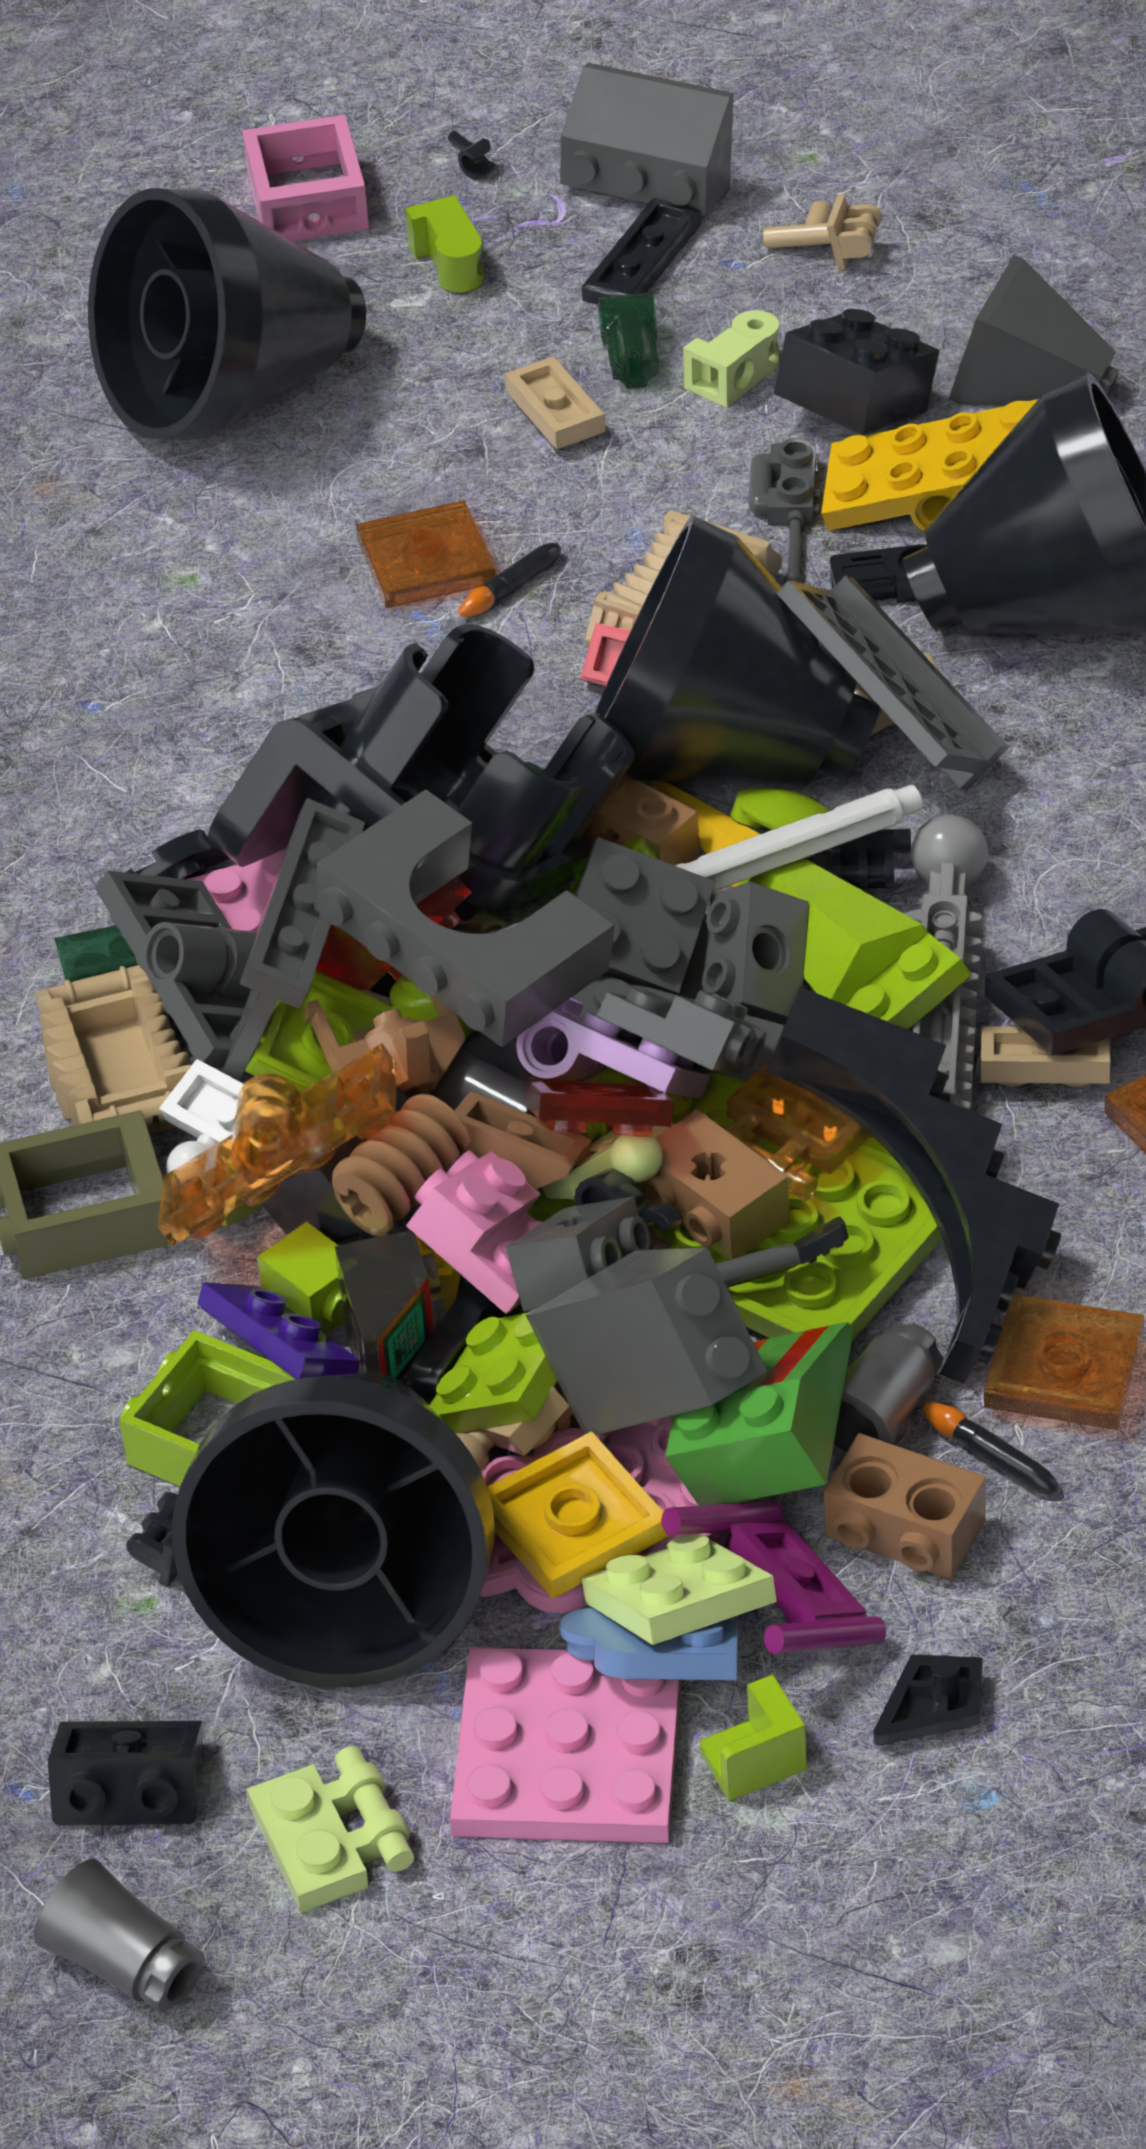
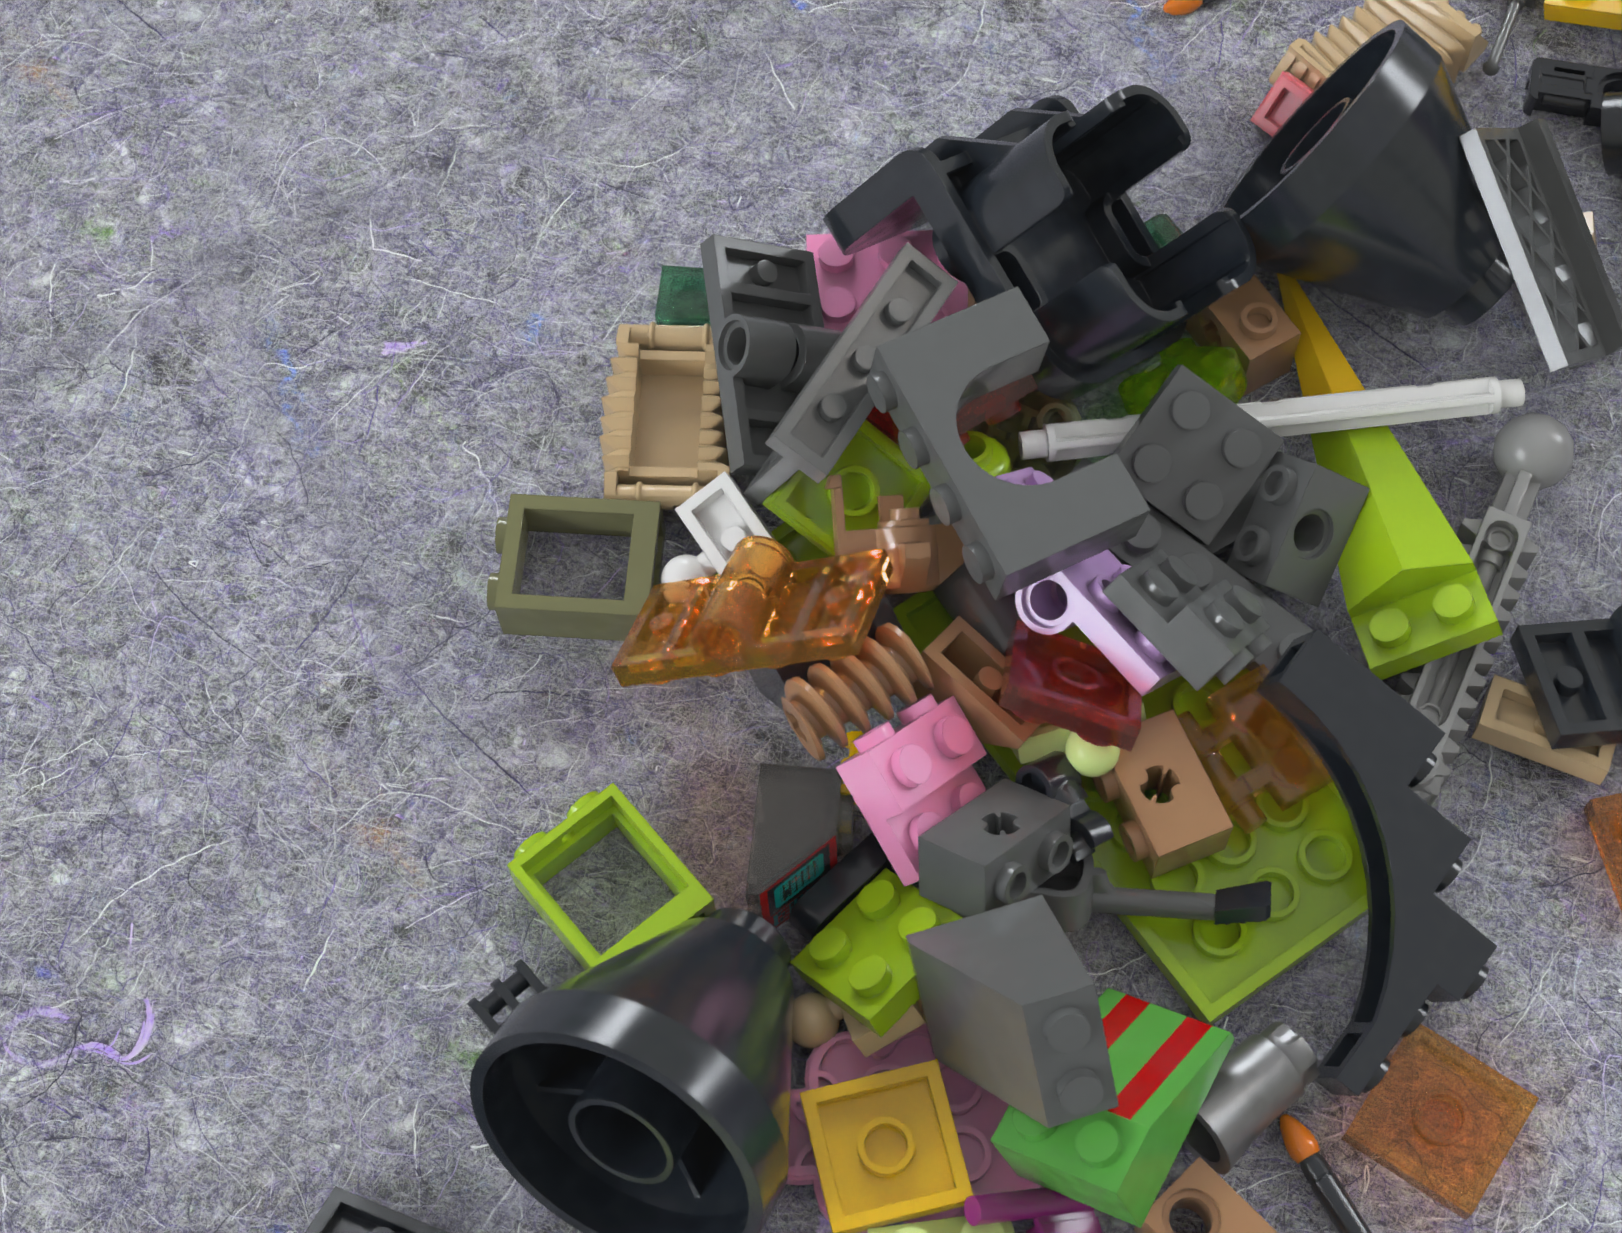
camera: 20 degrees right, 20 degrees up
(184, 857) = (800, 213): black plate -> none
(276, 1331) = (693, 809): dark purple plate -> none
(305, 1274) = (742, 739): lime brick -> none
(773, 807) = (1388, 351): lime dish -> none
(870, 859) = (1453, 437): black arm -> none

